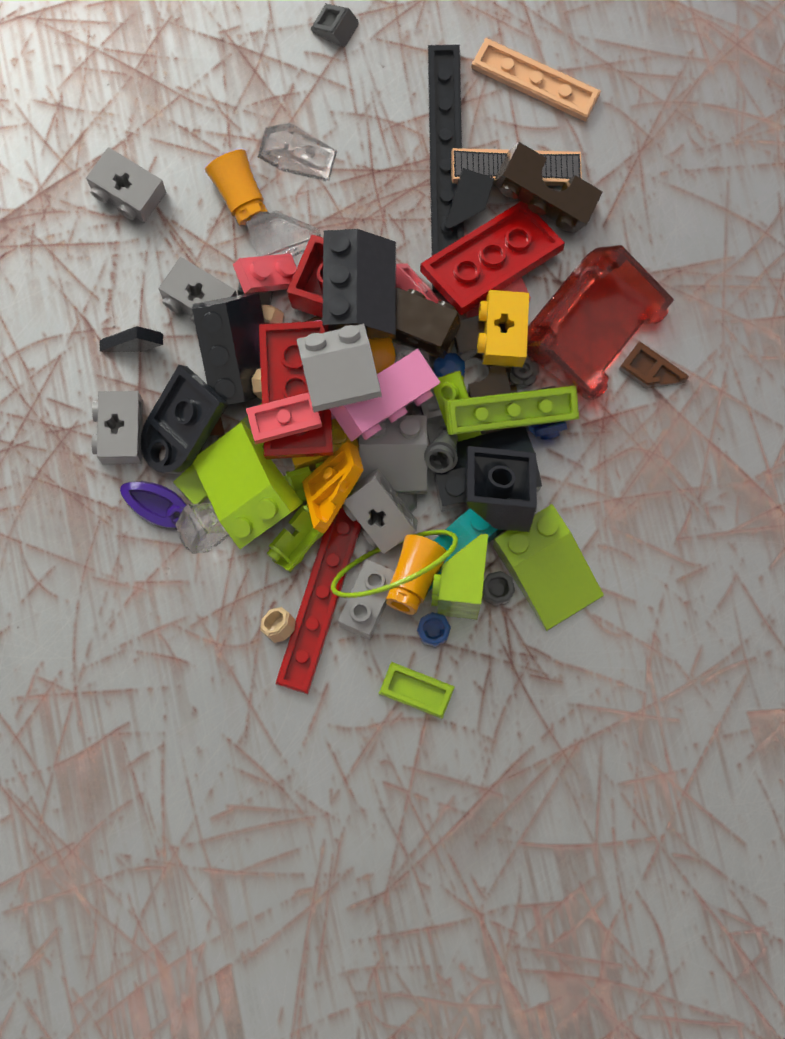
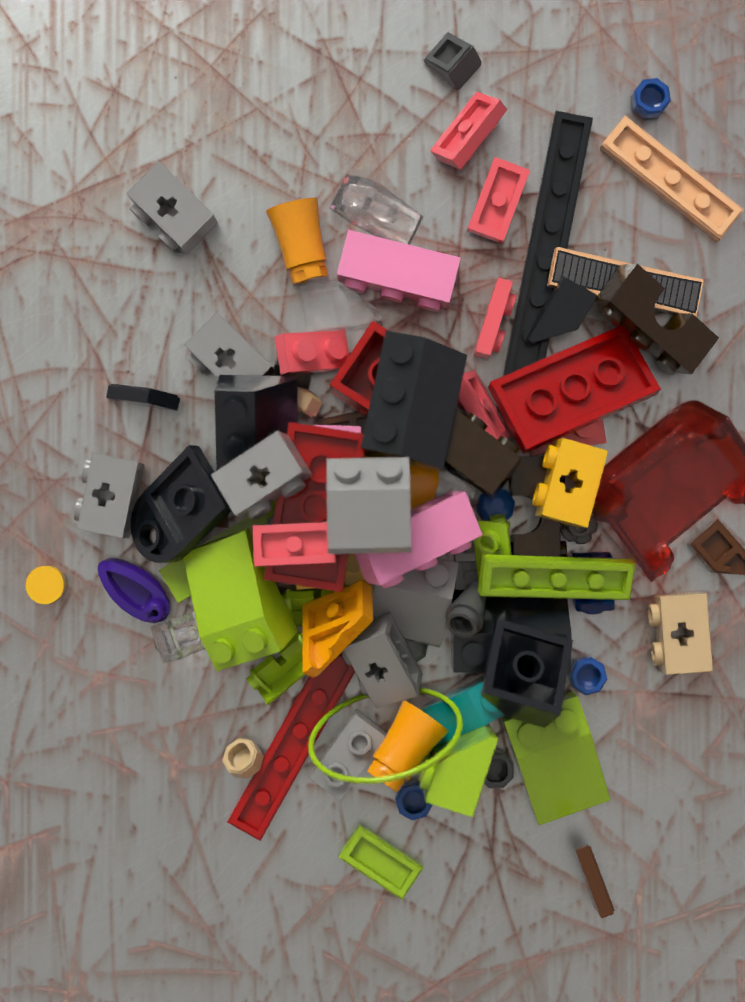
camera: 10 degrees right, 10 degrees up
(78, 515) = (46, 584): none -> yellow tile
(229, 369) = (241, 476): none -> light grey brick
(325, 195) = (397, 270): none -> bright pink brick
(359, 74) = (468, 130): none -> coral plate
(396, 124) = (498, 200): none -> coral plate
(413, 231) = (499, 305): none -> coral plate
(503, 20) = (650, 98): none -> blue tile
(559, 492) = (587, 675): none -> blue tile
(603, 661) = (594, 881): none -> reddish brown tile
(633, 421) = (693, 649): none -> tan brick

